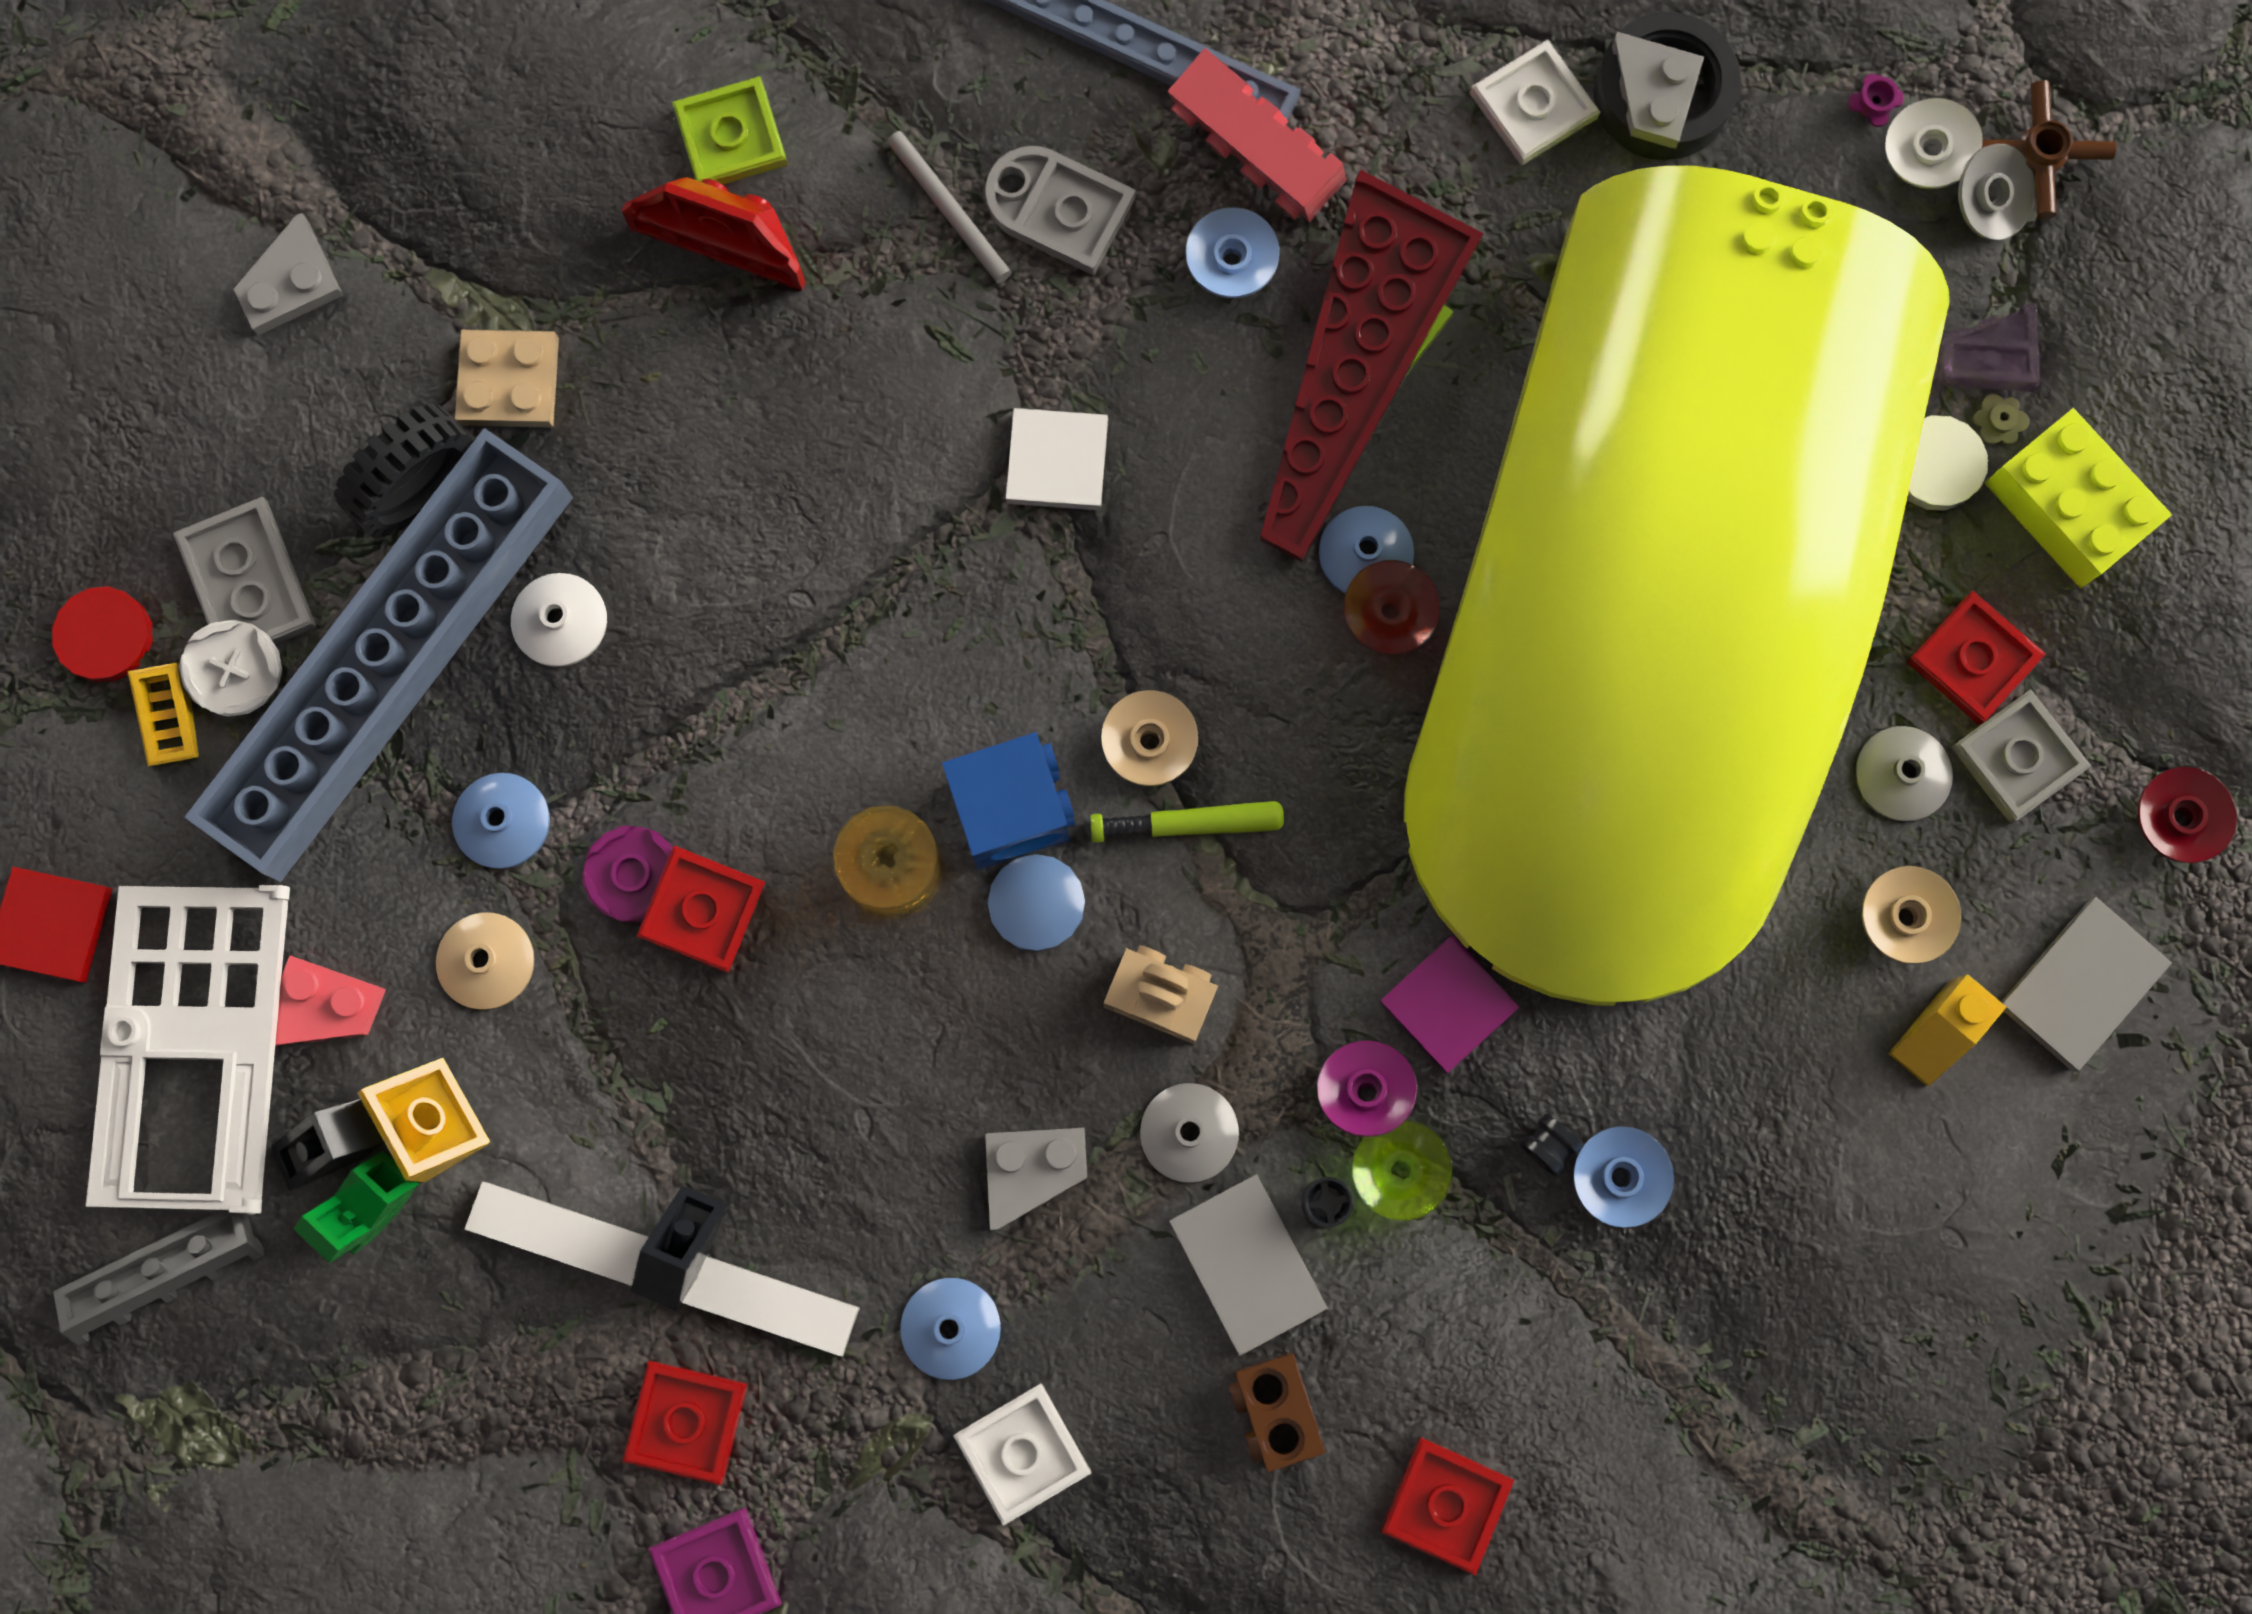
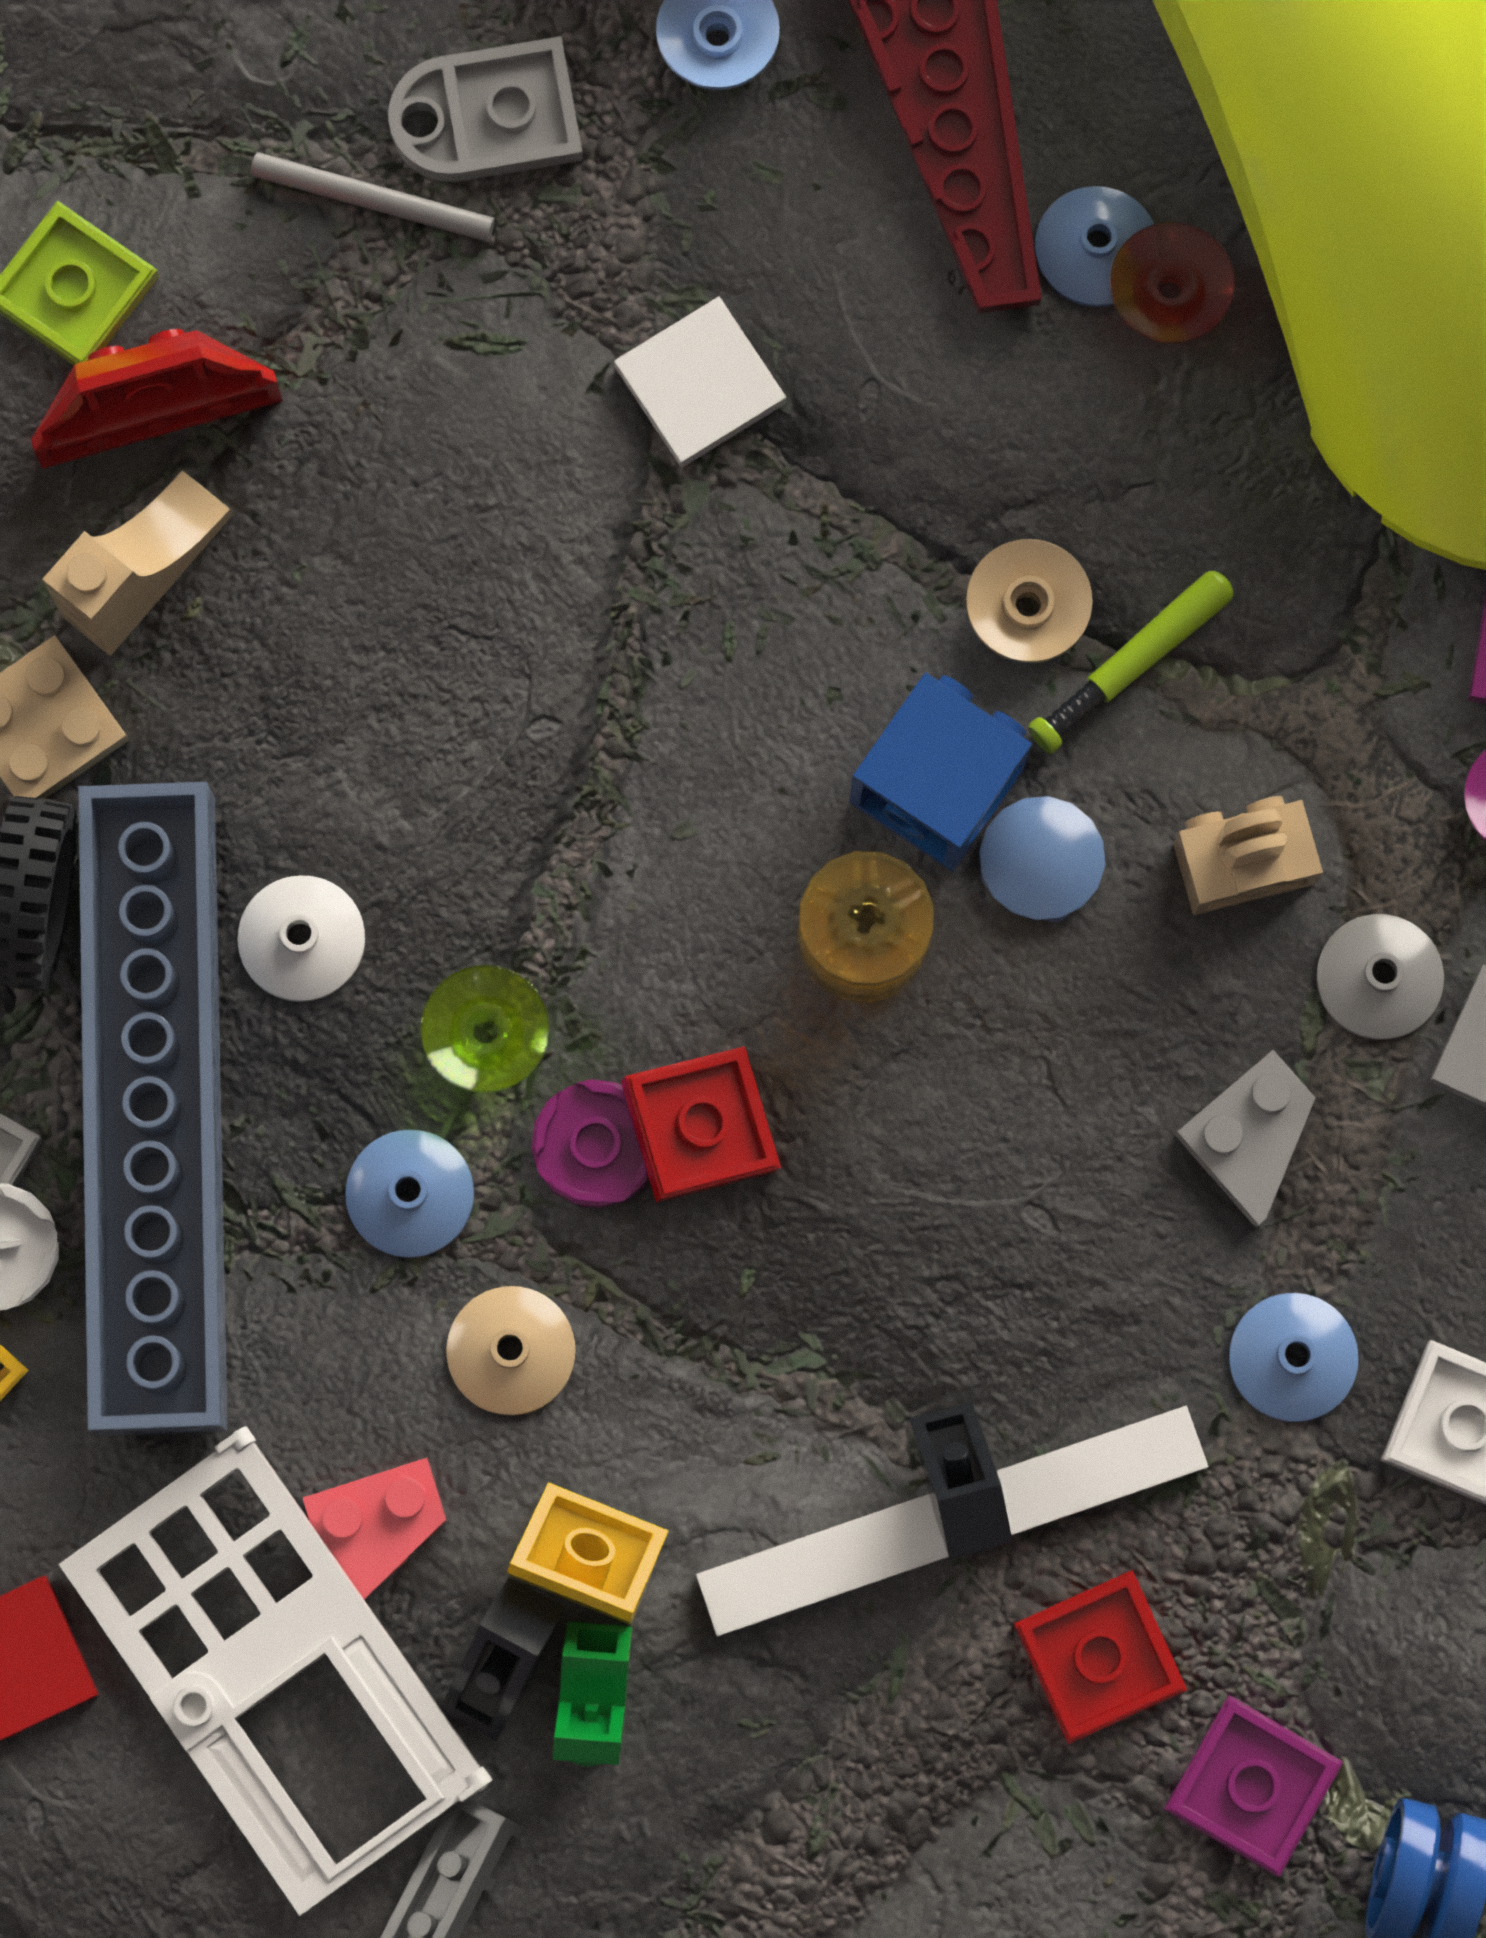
camera: 40 degrees left, 0 degrees up
(605, 734) = (476, 997): none -> clear neon green dish
(617, 324) = (118, 577): none -> tan arch

